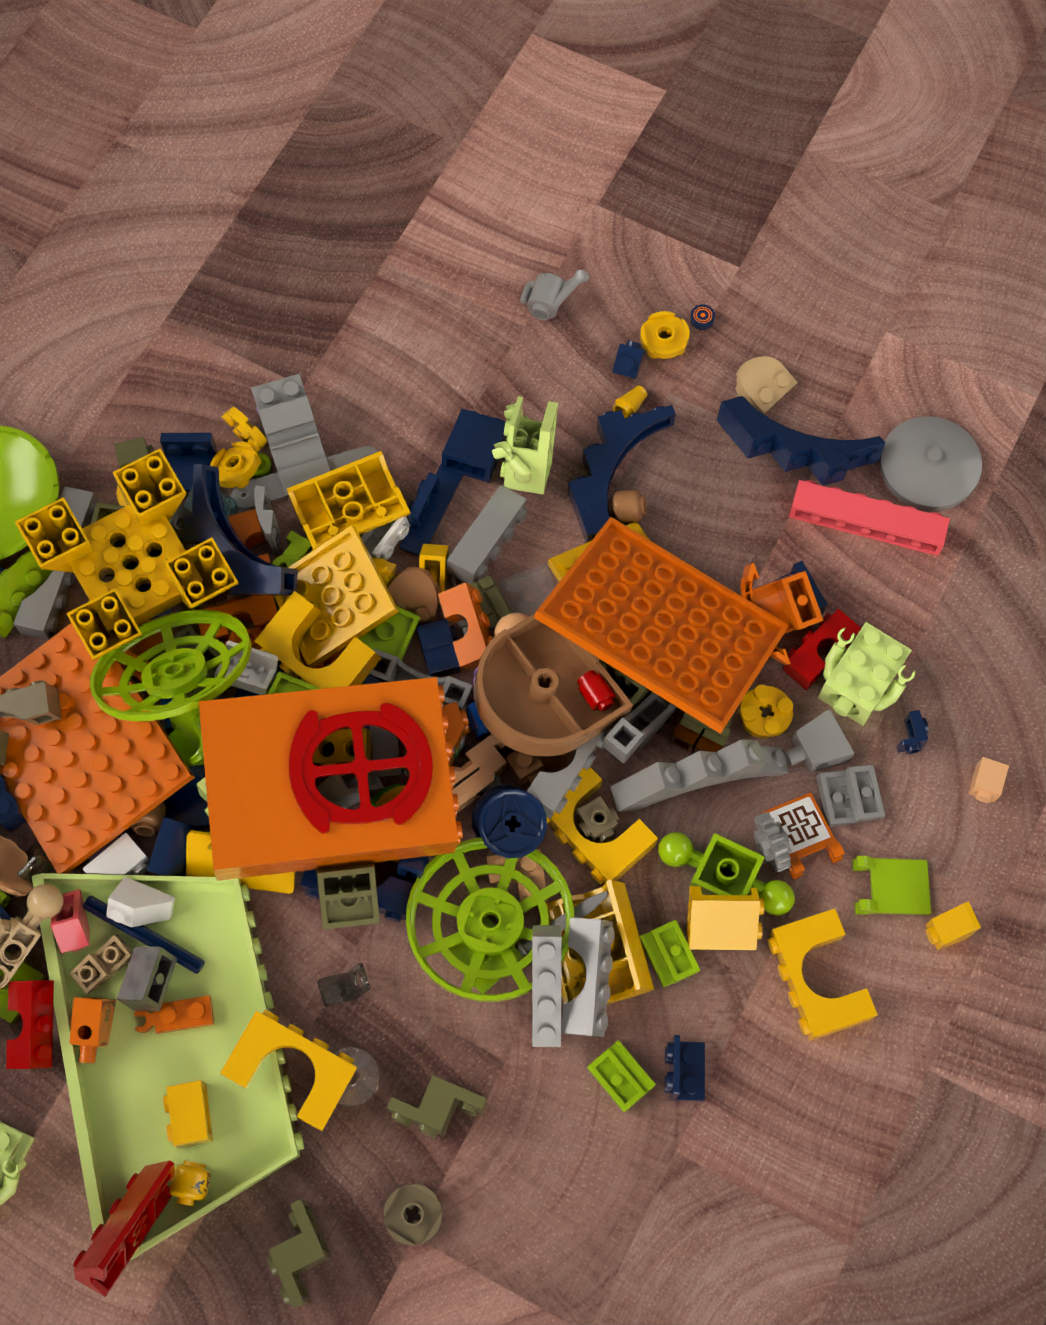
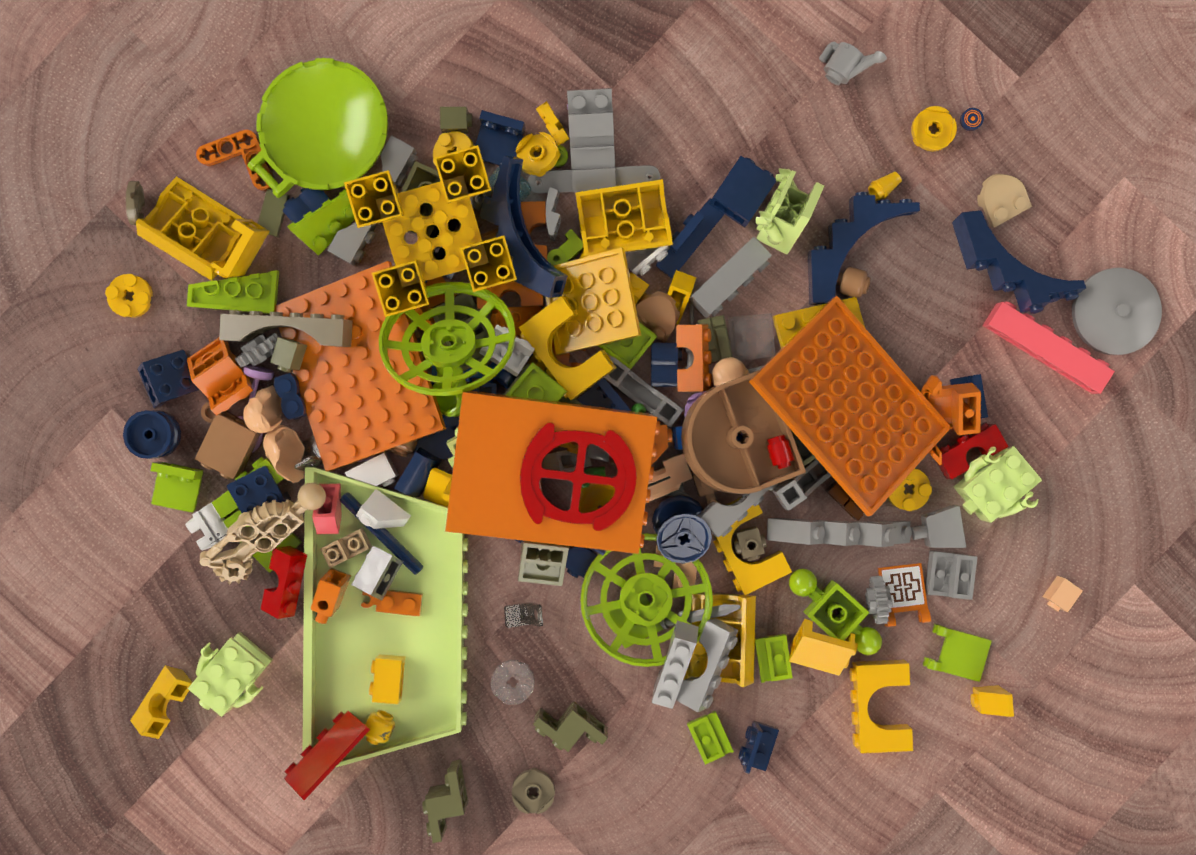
camera: 15 degrees right, 20 degrees up
(267, 1035) = (457, 644): yellow arch -> none
(628, 359) = (896, 143): dark blue bracket -> none
(917, 731) = (1021, 538): dark blue bracket -> none

